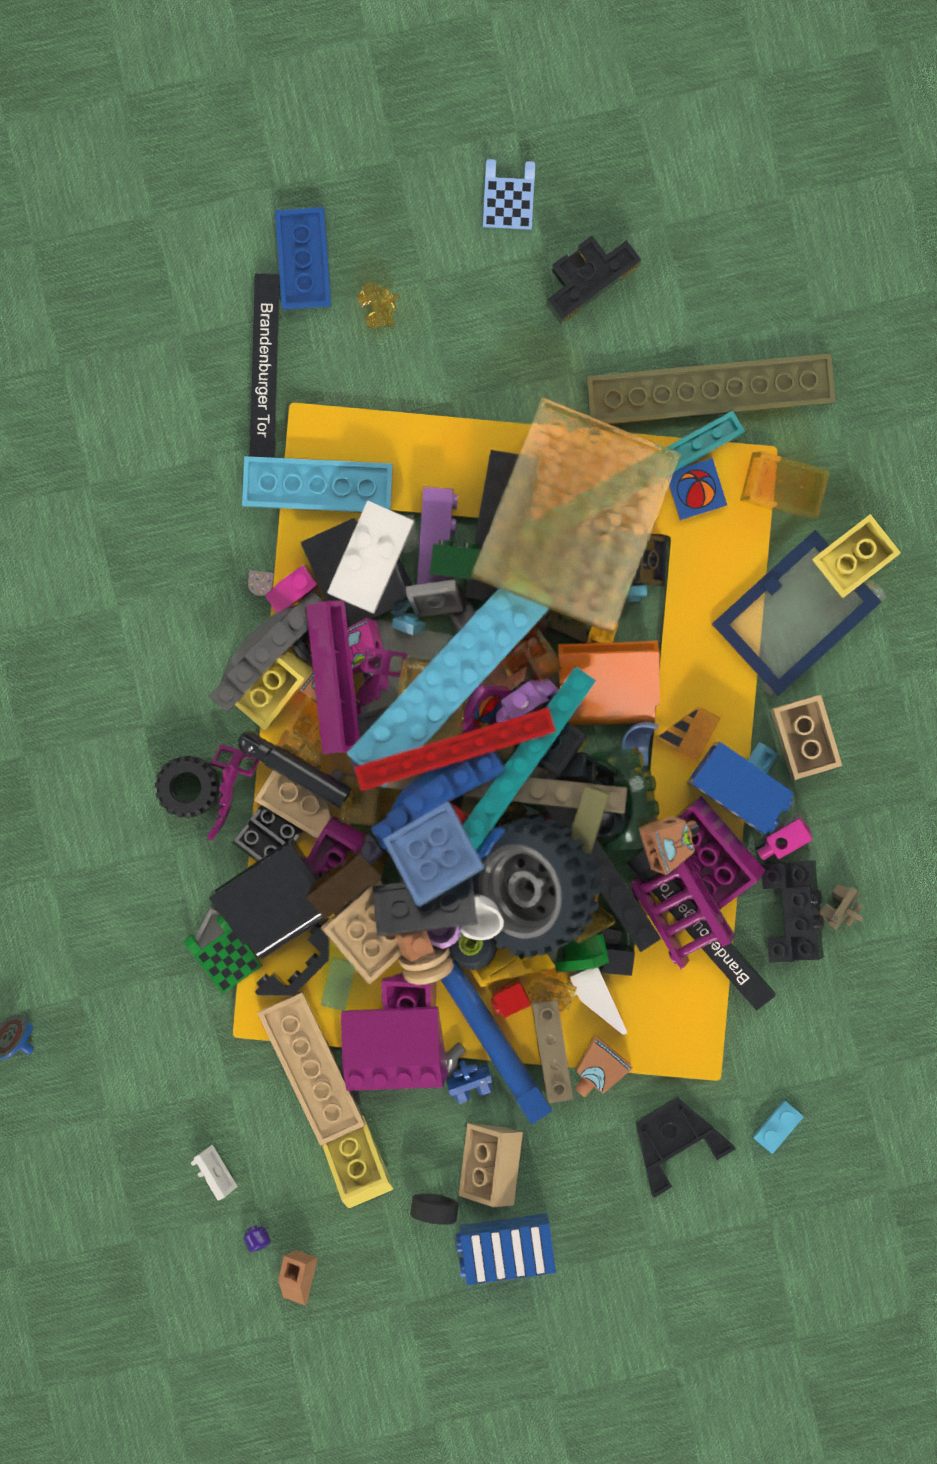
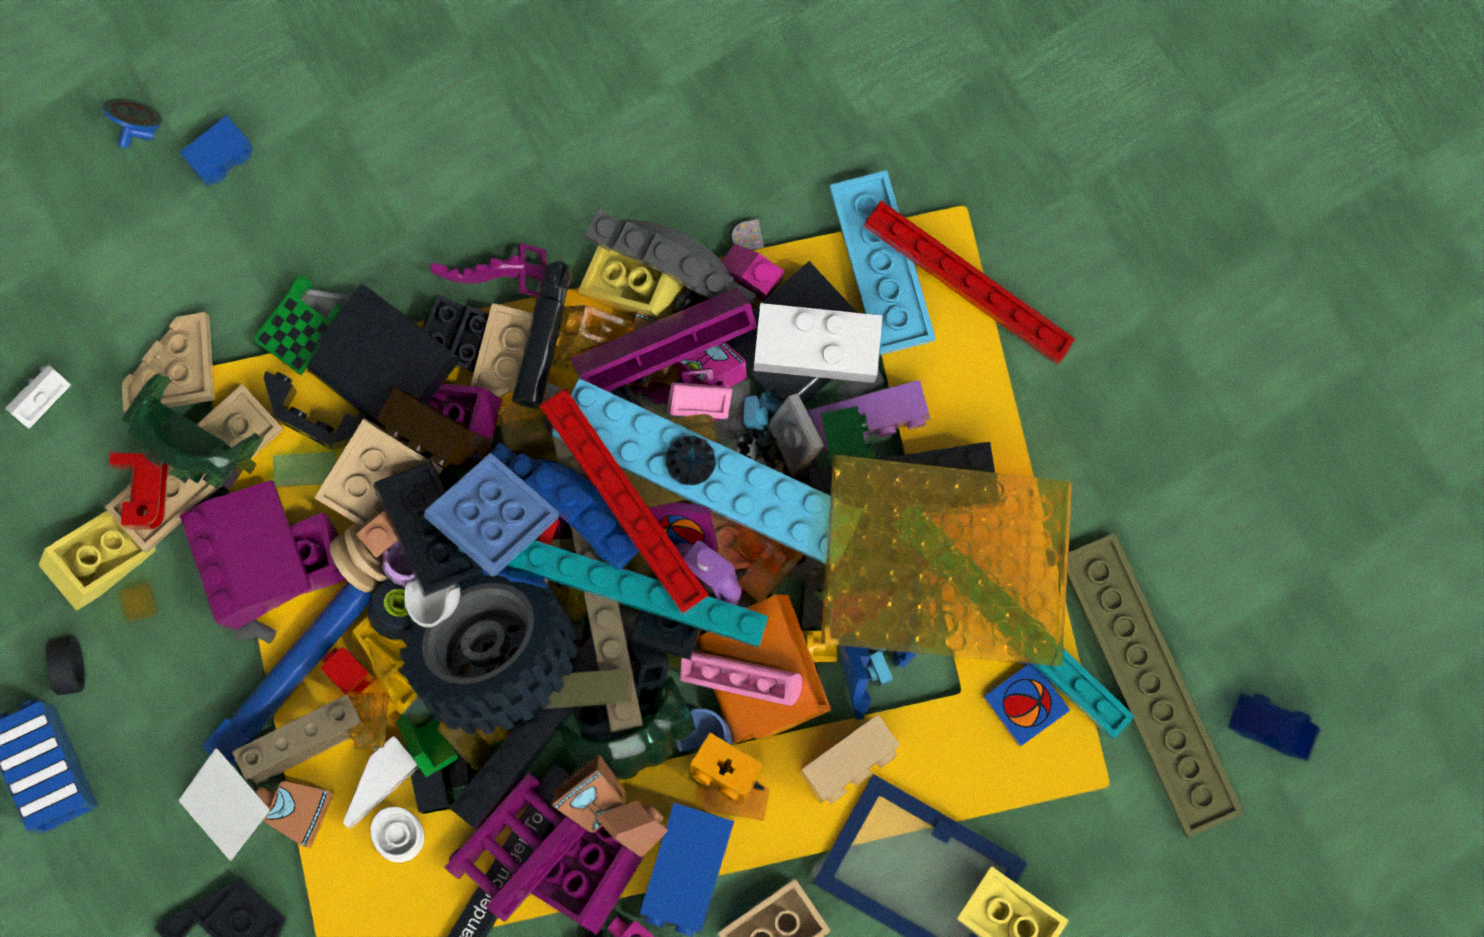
camera: 65 degrees right, 10 degrees down
(60, 978) = (217, 151): none -> blue brick
(166, 792) = (479, 201): black tyre -> none
(226, 1061) = (183, 357): none -> tan plate
(264, 365) = (998, 164): black tile -> none
(294, 1071) = (183, 443): none -> clear green piece
(303, 258) = (1135, 169): blue plate -> none
(318, 1109) = (147, 490): none -> red piece
(354, 422) = (969, 282): none -> red tile
(382, 305) = (1115, 271): clear yellow hips -> none
(389, 665) = (699, 399): none -> bright pink tile
(400, 1140) = (138, 602): none -> clear yellow plate
(434, 638) = (759, 438): none -> black gear
(445, 698) = (678, 469): none -> black gear
(467, 1079) = (236, 658): blue hips -> none
(490, 1164) = (138, 718): tan slope -> none
(508, 200) = (1285, 379): light blue flag -> none
(580, 1120) = (223, 804): none -> white sticker
(588, 275) = (1232, 497): black piece -> none
(613, 700) = (741, 678): none -> bright pink brick
(642, 613) = (854, 663): none -> blue slope
(642, 996) = (397, 834): none -> white piece
(653, 562) = (922, 675): black tile -> none
(678, 721) = (716, 755): none -> light orange brick
(699, 638) = (850, 760): none -> tan brick
(701, 818) = (634, 826): none -> nougat slope
(763, 757) = (731, 889): medium azure plate -> none
(774, 307) = (1274, 727): none -> clear blue brick
(785, 485) = (1067, 807): clear yellow piece -> none

